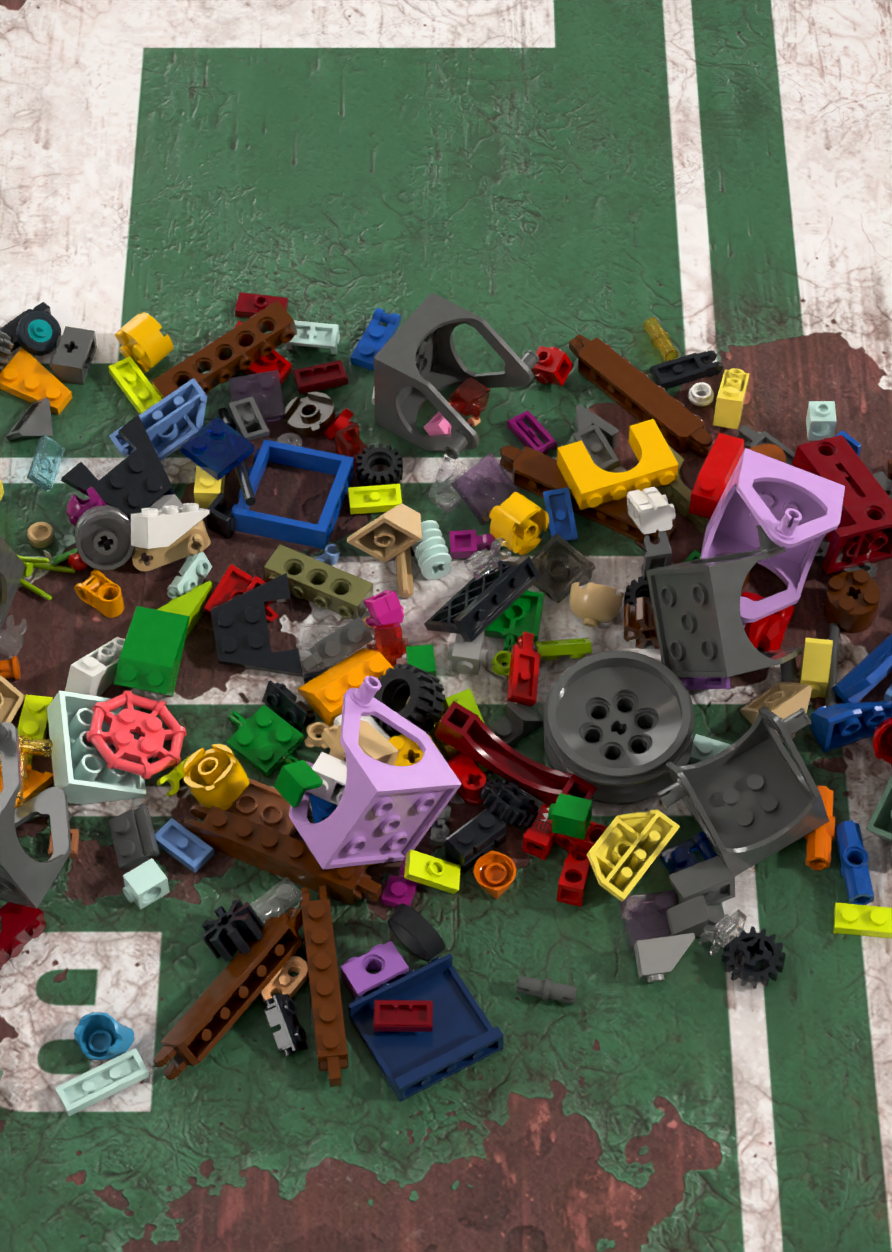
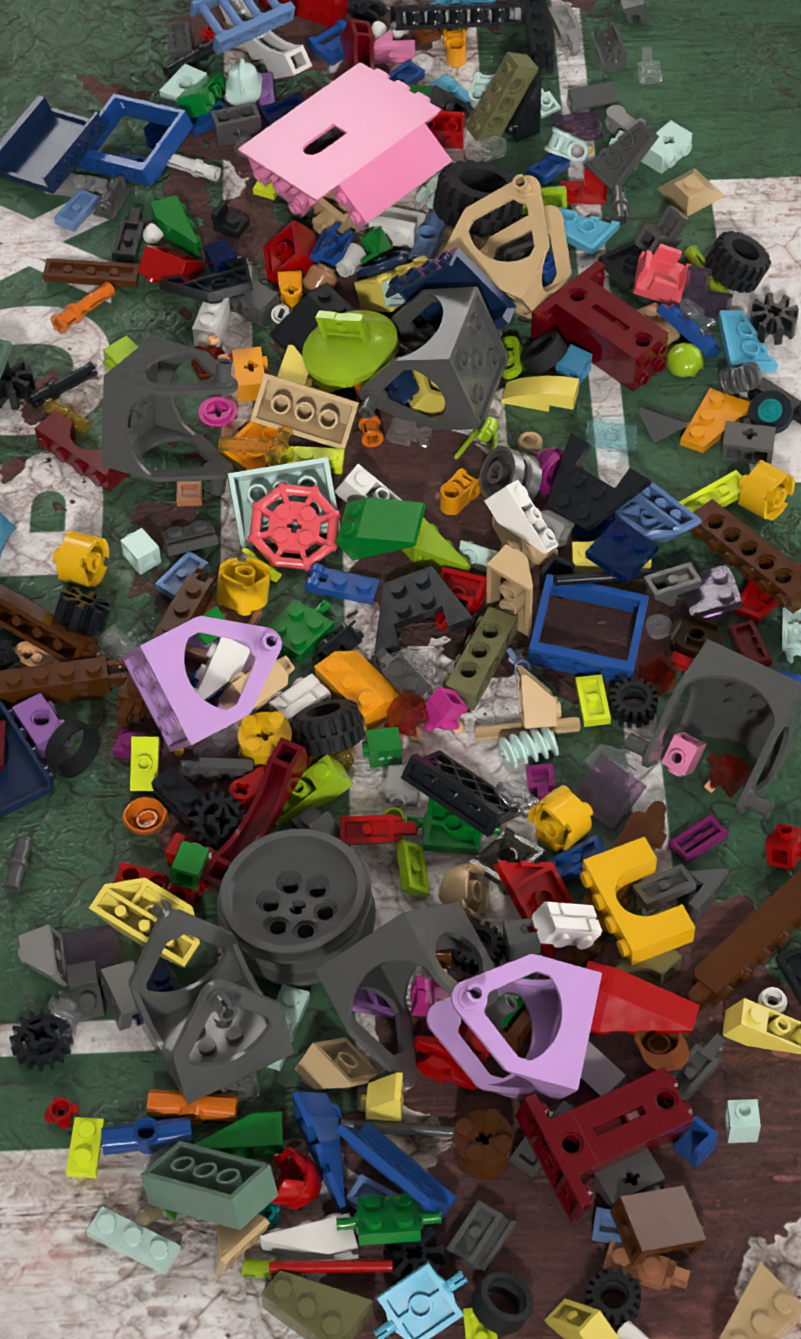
camera: 90 degrees right, 0 degrees up
(158, 934) = (81, 559): none -> yellow brick
(209, 701) = (342, 584): none -> blue plate
(254, 534) = (511, 586): none -> tan slope
(314, 730) = (303, 665): tan plate -> none
(604, 544) = (530, 887): none -> red wing
(828, 933) = (61, 1104): none -> red plate
(851, 781) = (250, 1137): none -> green slope

